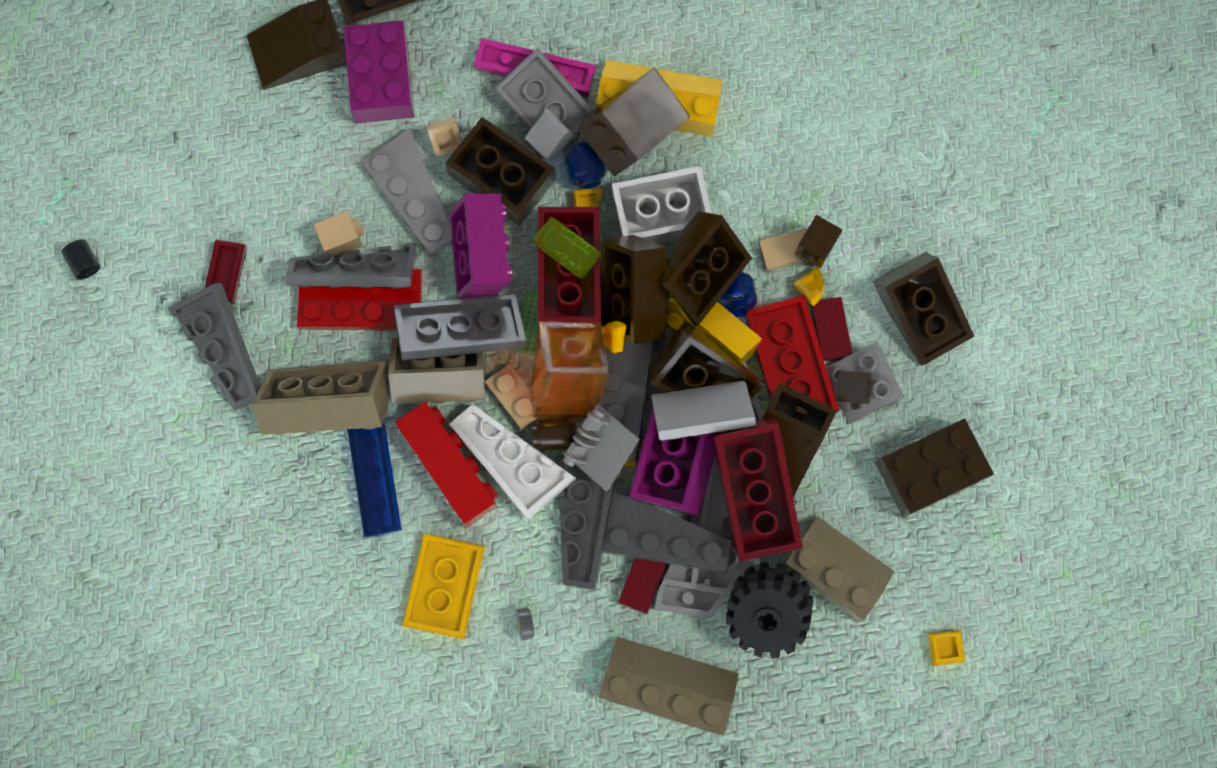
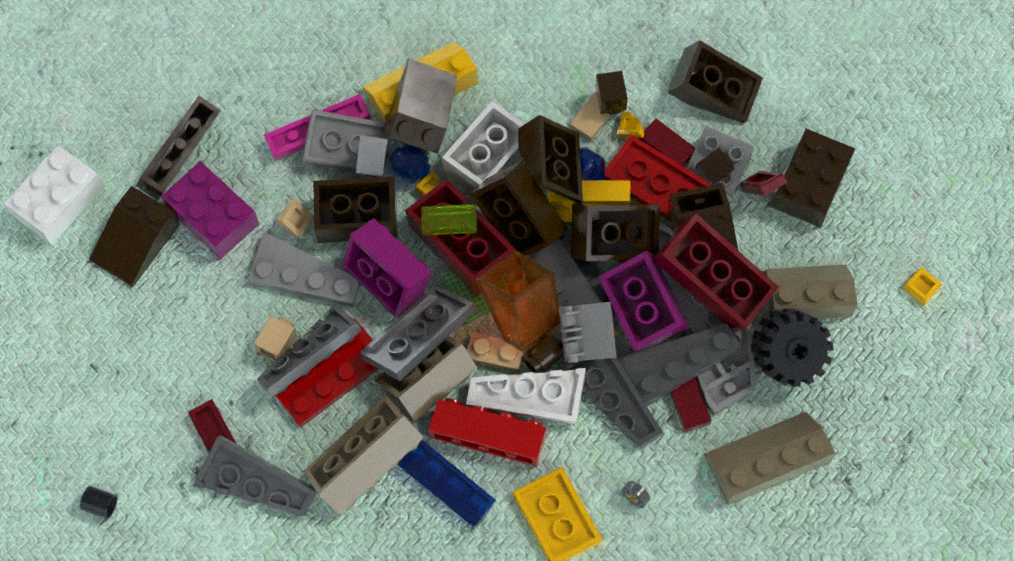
camera: 35 degrees left, 10 degrees down
(614, 336) = (532, 250): yellow tile -> none
(703, 410) = (637, 248): light grey tile -> none
(881, 437) = (762, 183): none -> dark red tile

